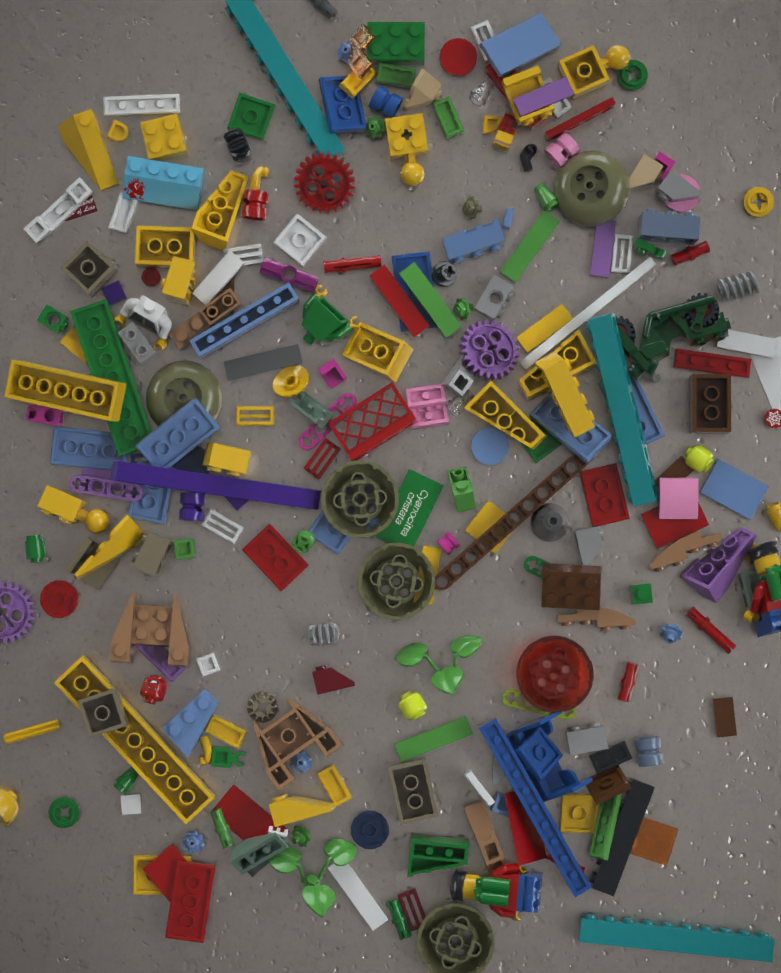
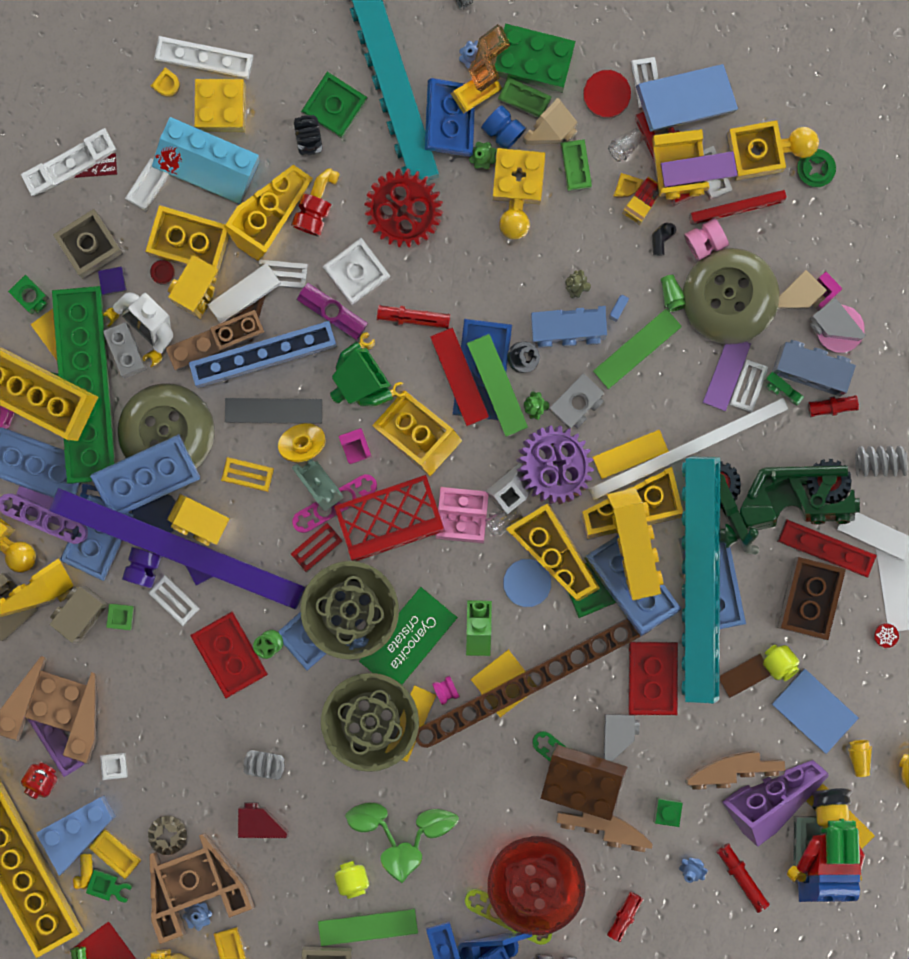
camera: 20 degrees right, 0 degrees up
(86, 143) = (124, 89): yellow wedge -> none
(541, 522) = (566, 691): dark grey cone -> none
(669, 530) = (732, 730): red tile -> none
(678, 498) = (743, 705): bright pink slope -> none

